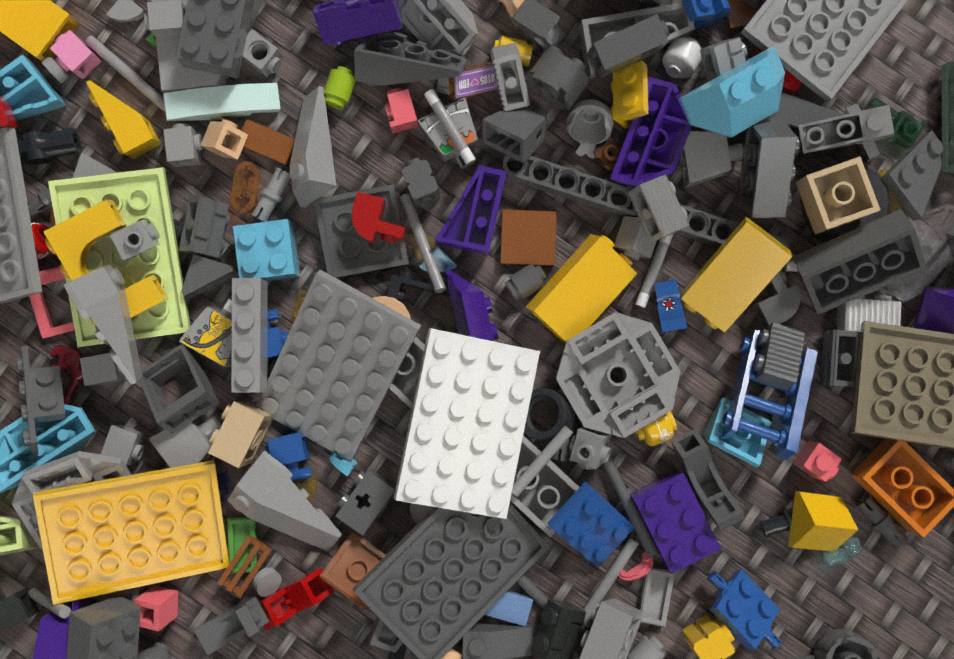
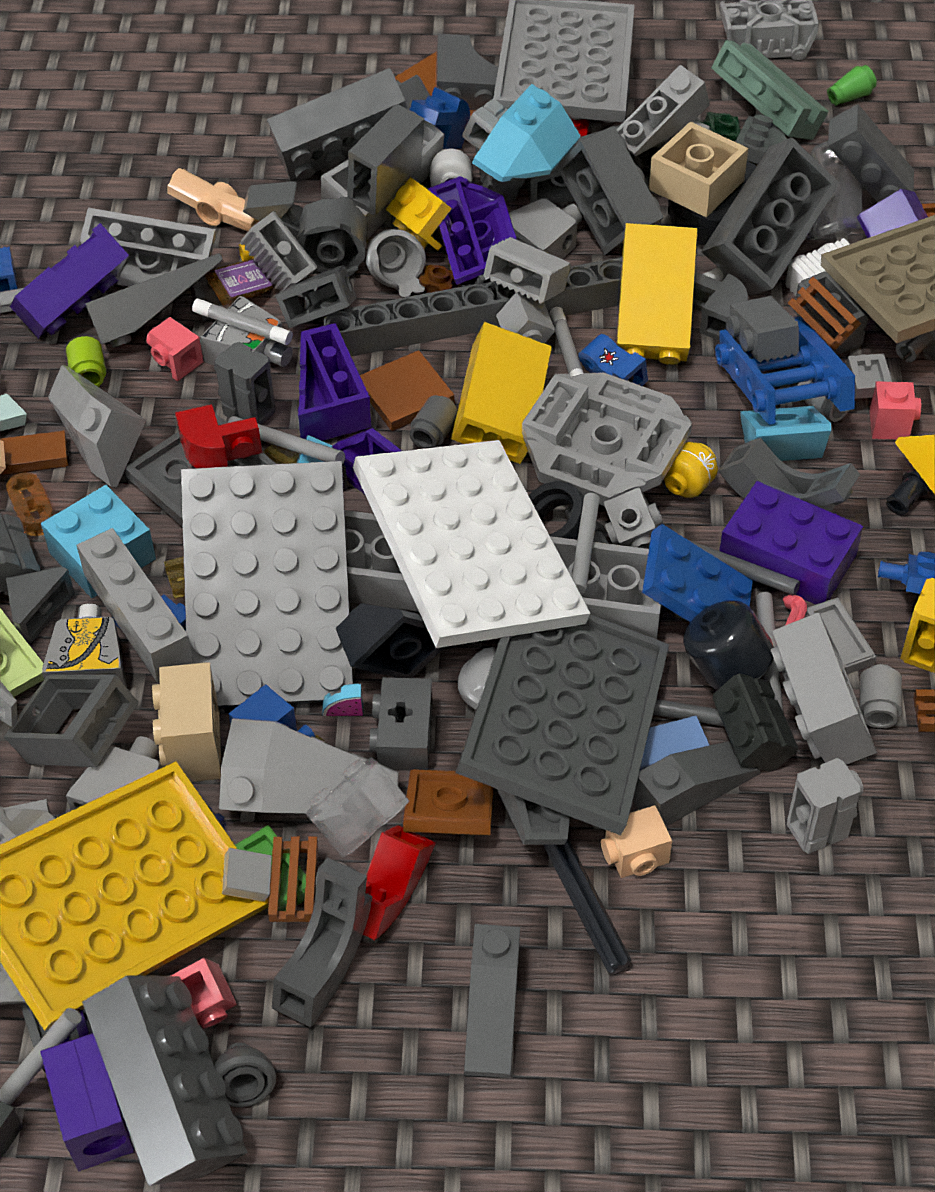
camera: 30 degrees left, 35 degrees down
(218, 552) = (246, 874): none -> light grey tile
(271, 195) = (68, 485): light grey pin -> none
(301, 548) = (356, 805): none -> clear brick
(379, 447) = (386, 641): none -> black slope
(578, 578) = (728, 642): none -> black head
(817, 370) = (806, 295): none -> dark orange tile
(823, 425) = (867, 371): none -> light grey bracket

